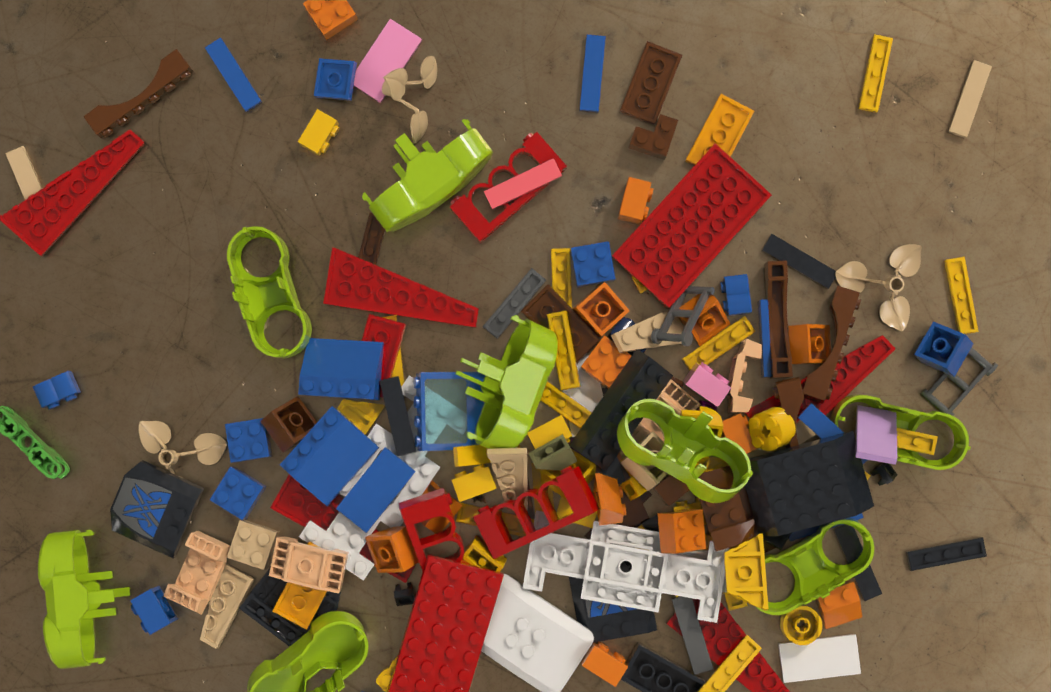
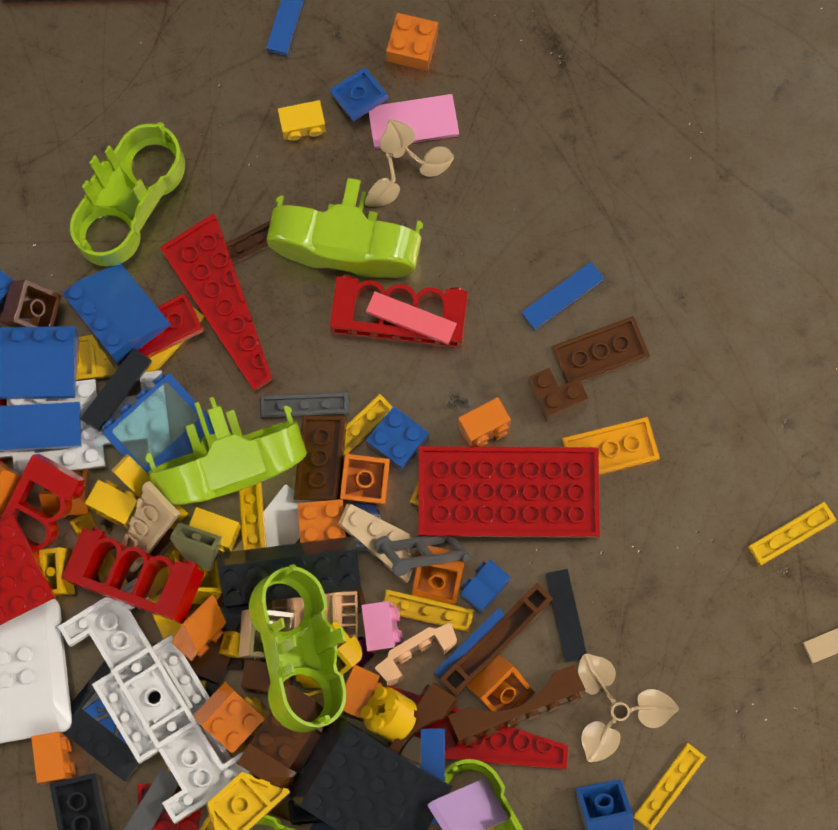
camera: 50 degrees right, 10 degrees down
(565, 358) = (299, 479): yellow tile -> none

